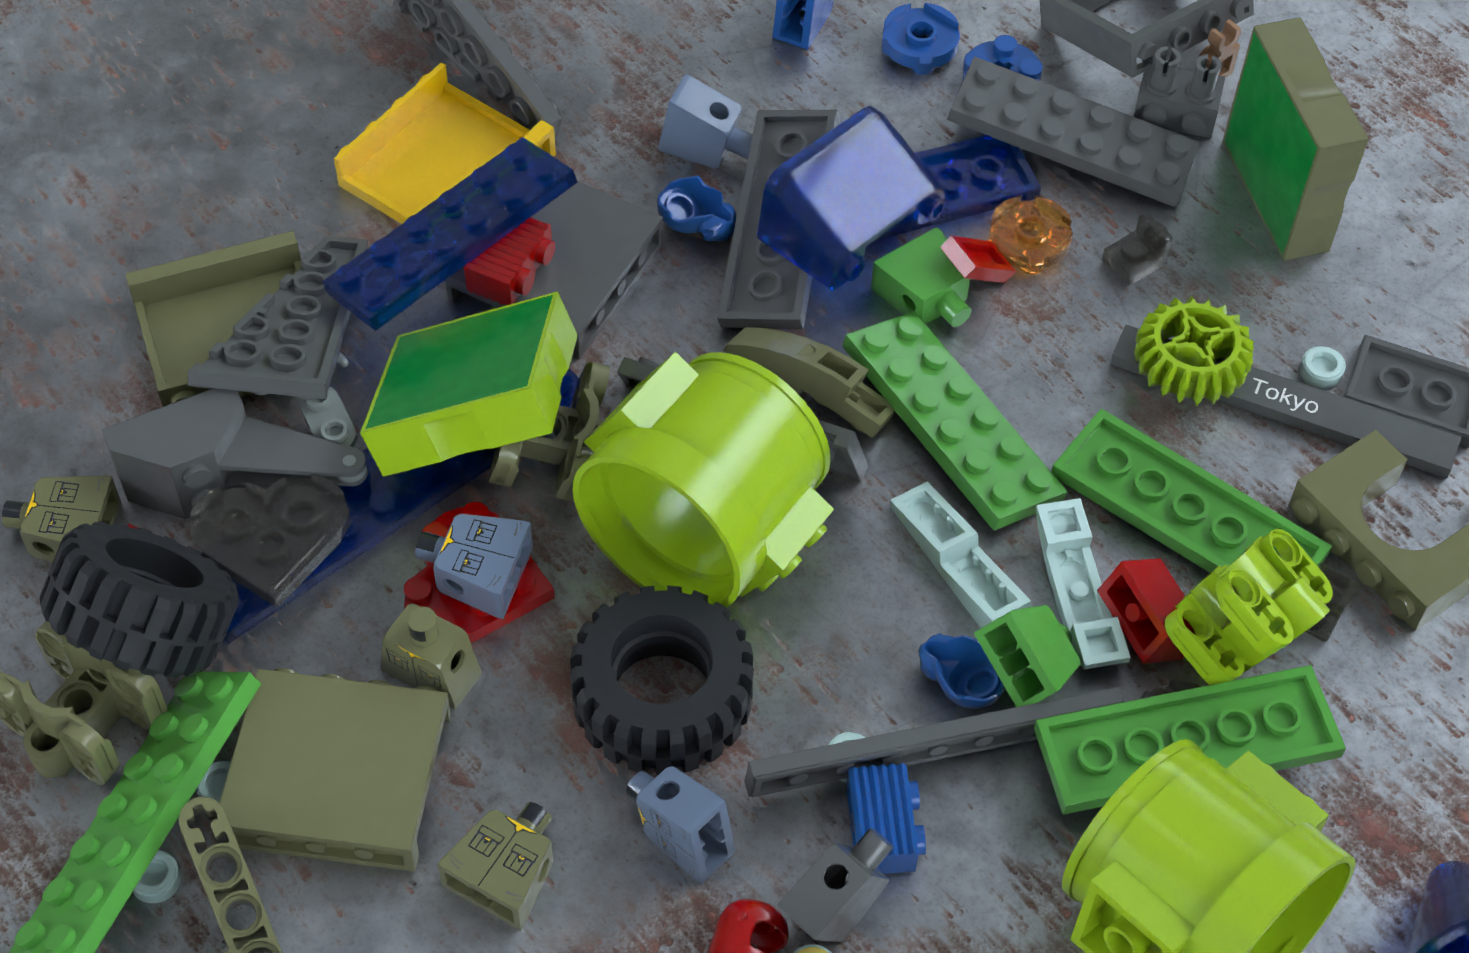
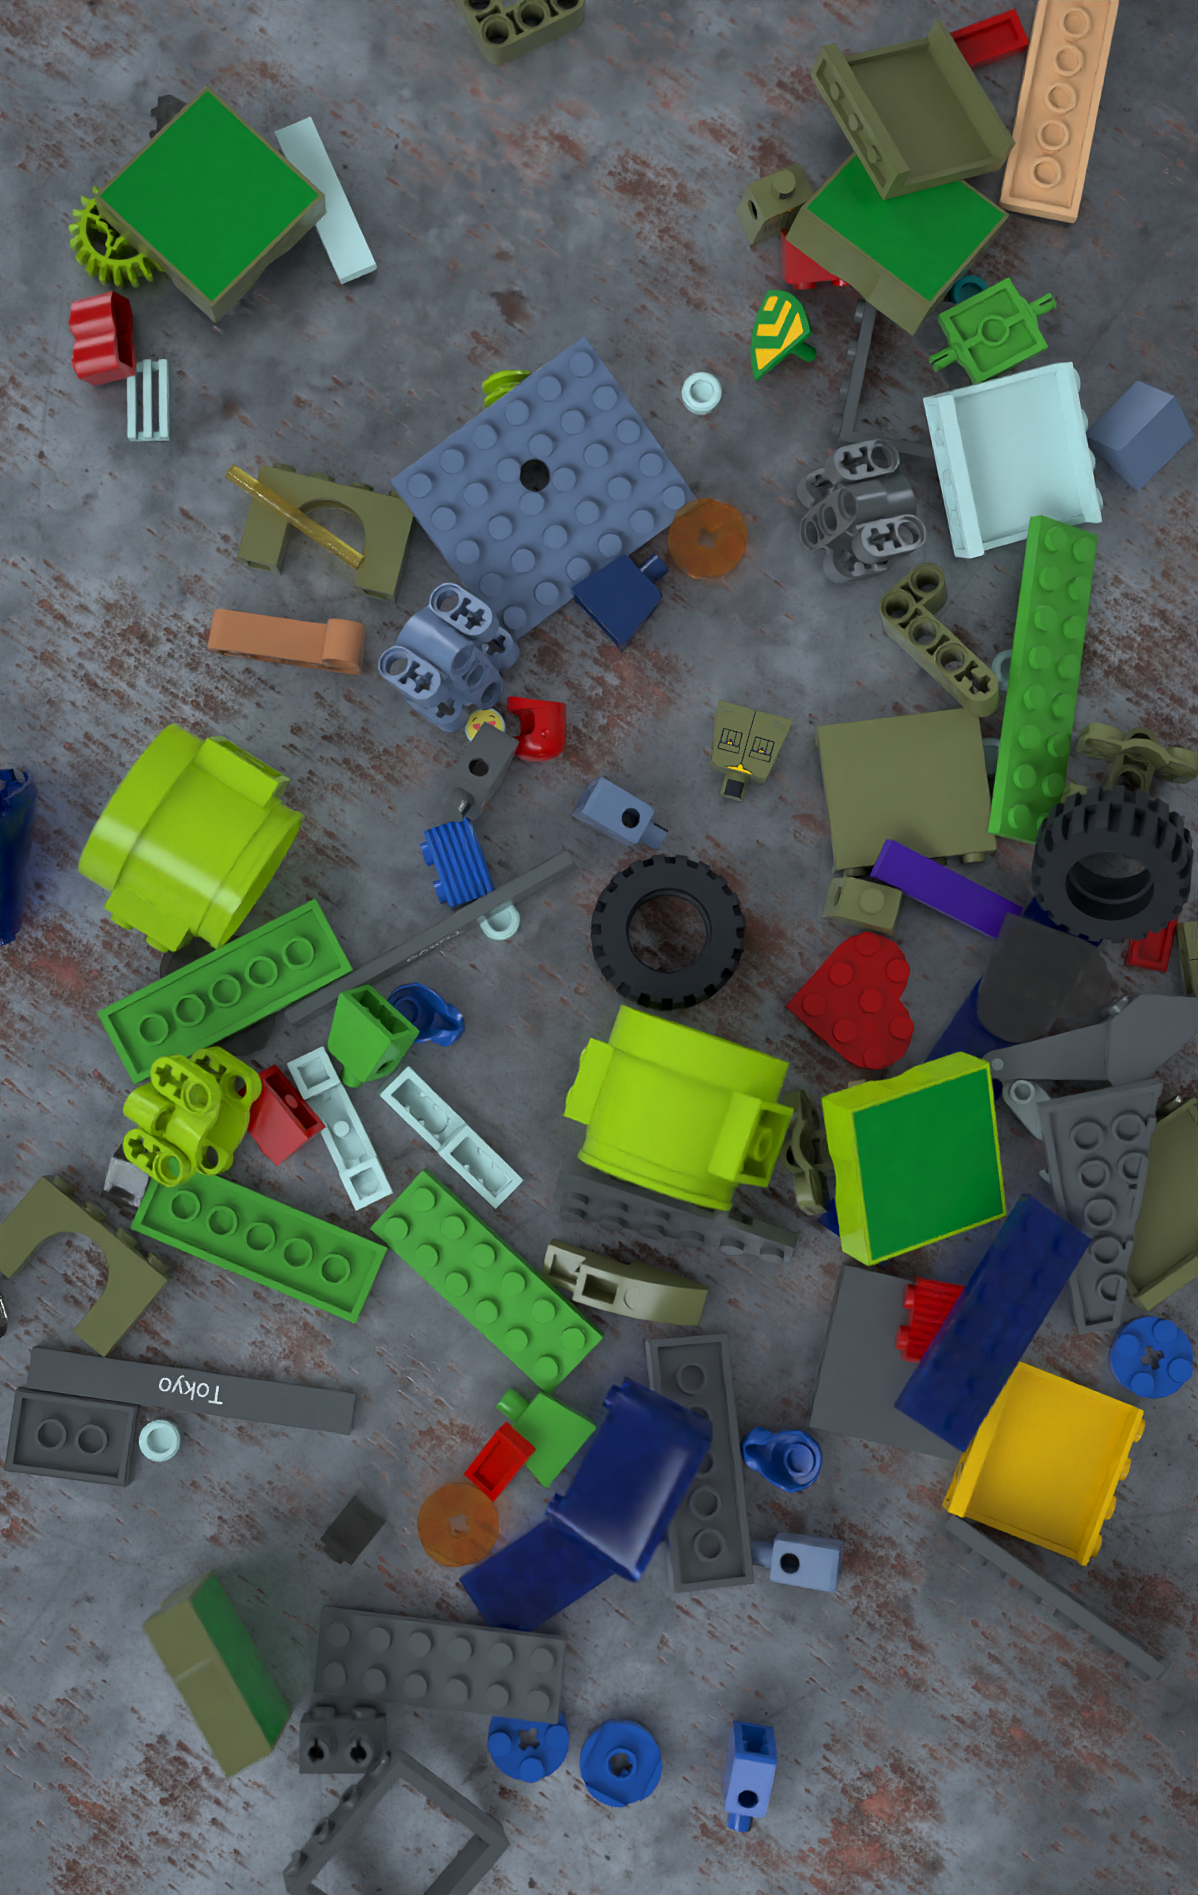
camera: 160 degrees right, 30 degrees up
(318, 195) = (1172, 1367): none -> blue plate
(335, 644) = (942, 889): none -> dark purple tile
(479, 560) = (853, 997): sand blue torso -> none
(1188, 361) = (288, 1423): lime gear -> none
(1224, 47) = (312, 1809): medium nougat plate -> none

